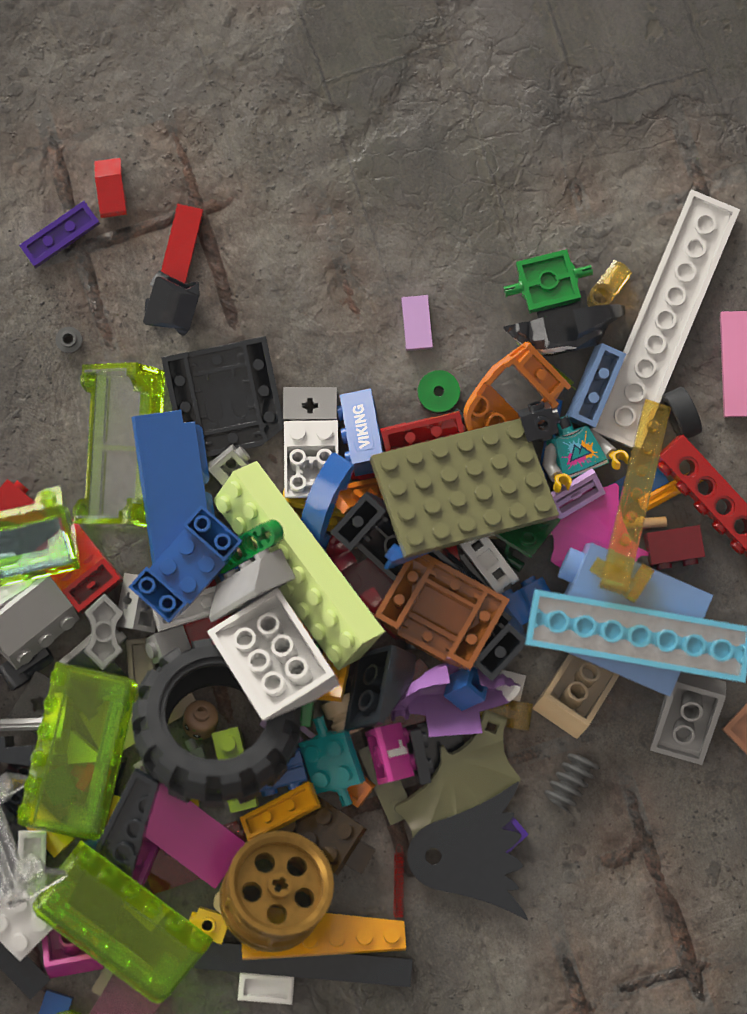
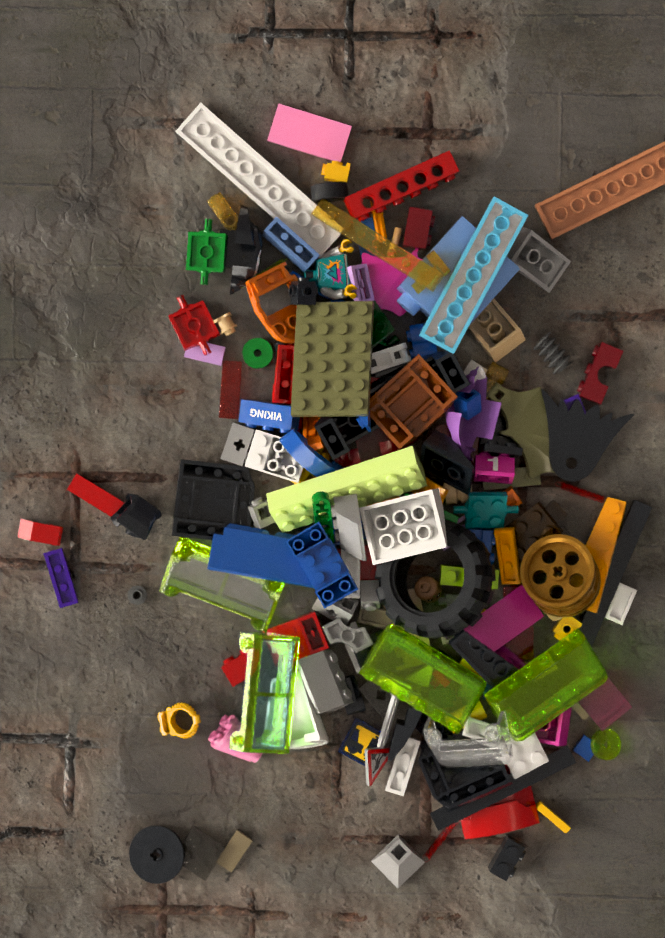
camera: 70 degrees left, 5 degrees up
(379, 372) = (230, 389): none -> clear red tile
(447, 296) = (193, 325): none -> red plate
(462, 337) = (226, 324): none -> tan brick
(542, 850) = (591, 387): none -> dark red arch
(711, 414) = (336, 171): none -> yellow brick

